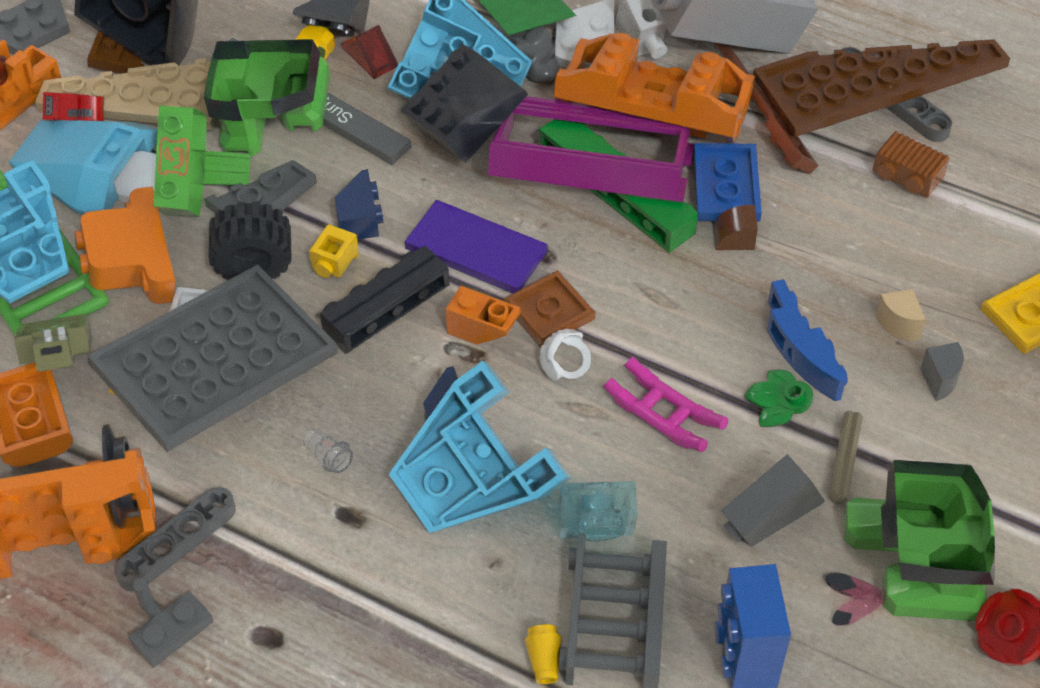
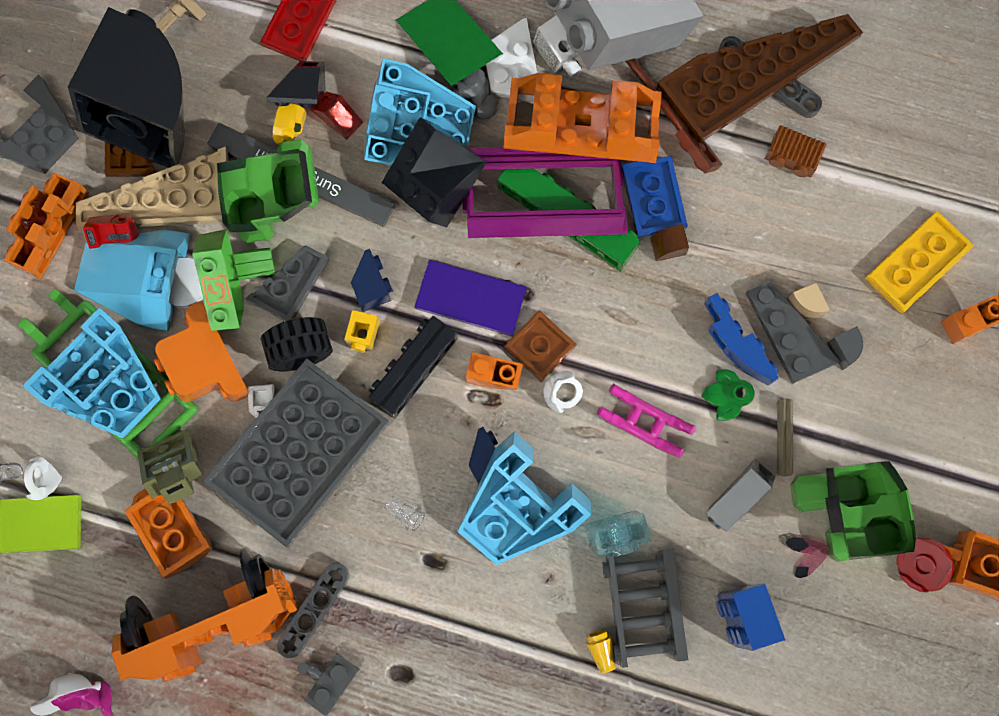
camera: 10 degrees left, 25 degrees up
(874, 353) = (792, 338): none -> dark grey wing

